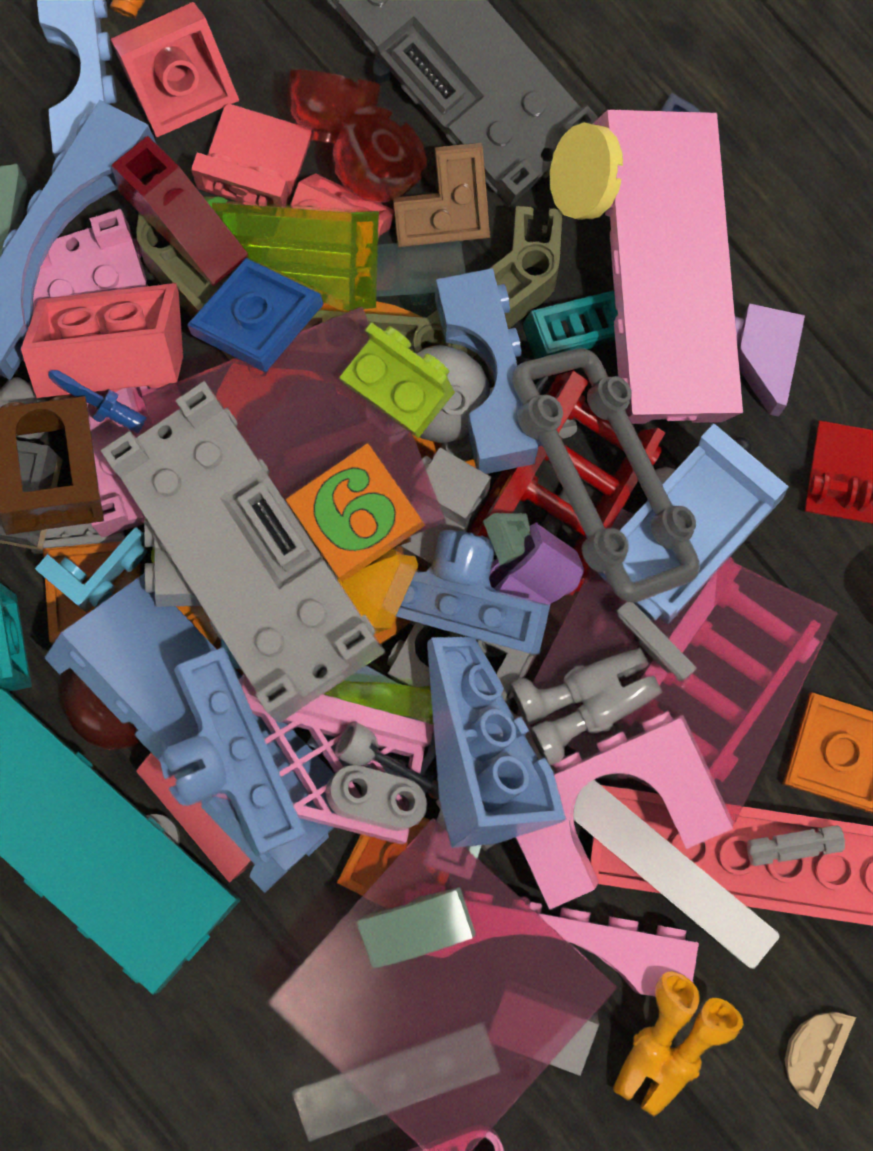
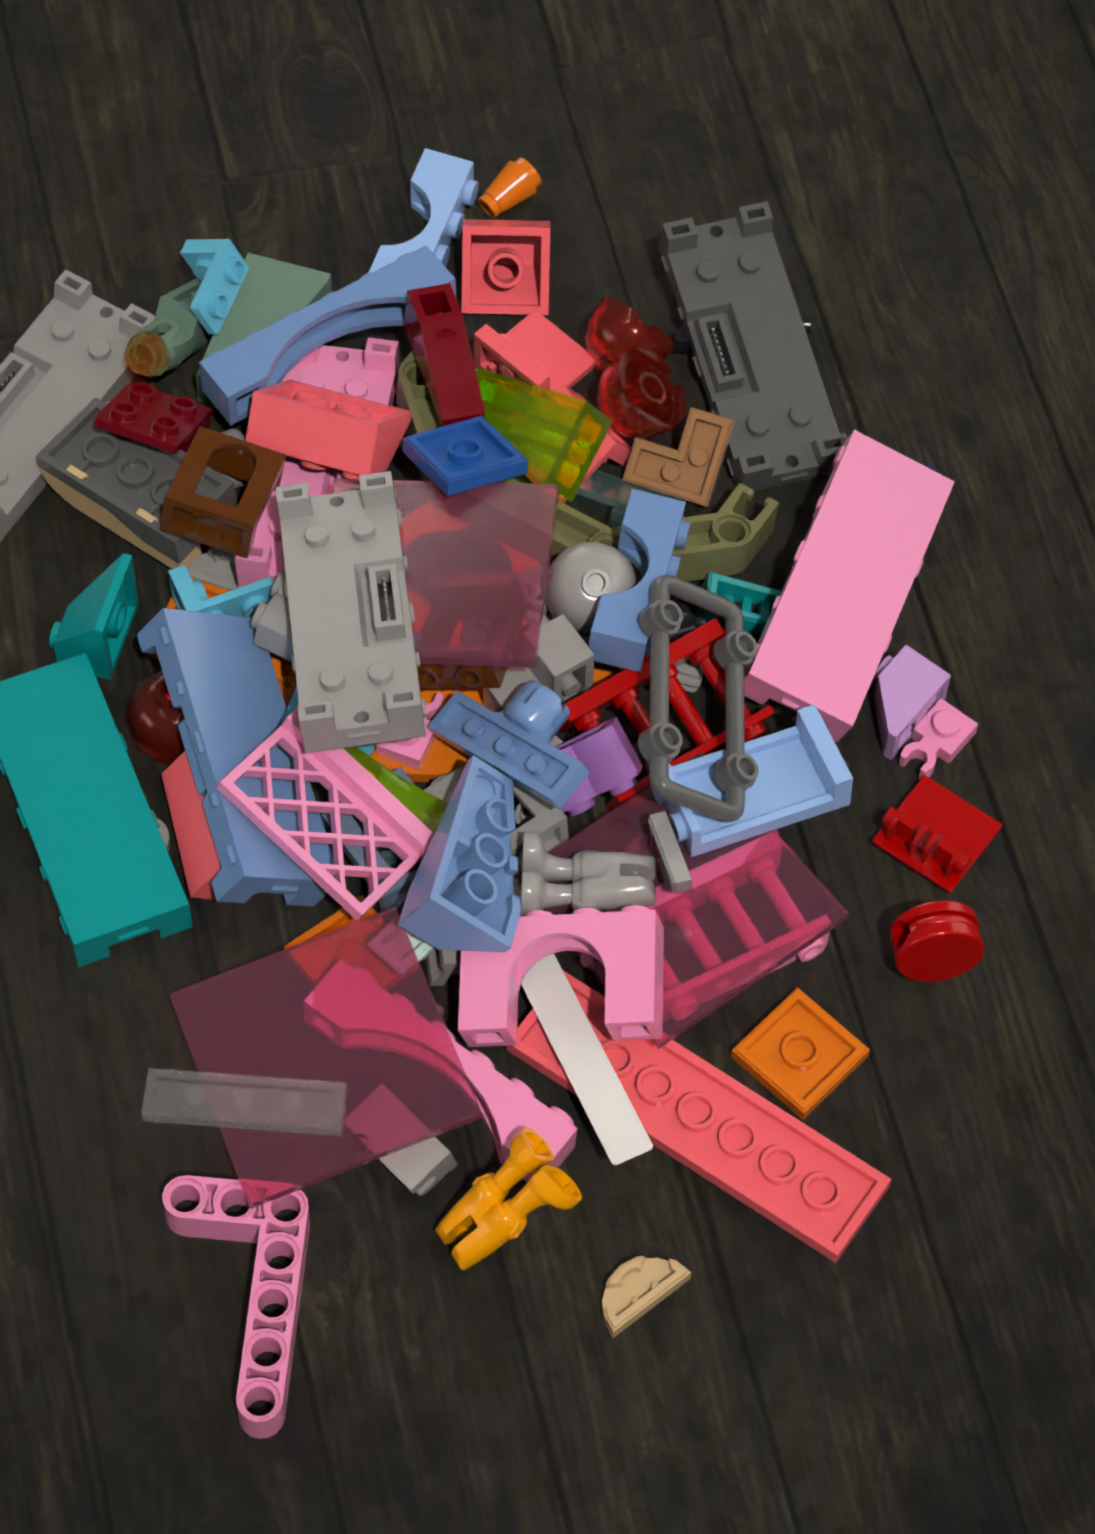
camera: 25 degrees right, 20 degrees down
(106, 406) = (299, 471): blue piece -> none
(229, 755) = (248, 756): medium blue plate -> none
(355, 512) = (461, 623): orange tile -> none
(360, 747) = (364, 816): light grey hinge -> none
(378, 798) = (352, 864): light grey plate -> none
(381, 587) = (451, 708): light orange slope -> none
(398, 380) = (556, 541): lime bracket -> none
(416, 928) = (331, 977): sand green slope -> none
(507, 534) = (585, 710): sand green tile -> none
(586, 171) = (810, 473): light yellow tile -> none
(796, 845) = (710, 1093): light grey axle -> none
(814, 373) = (940, 735): none -> bright pink plate

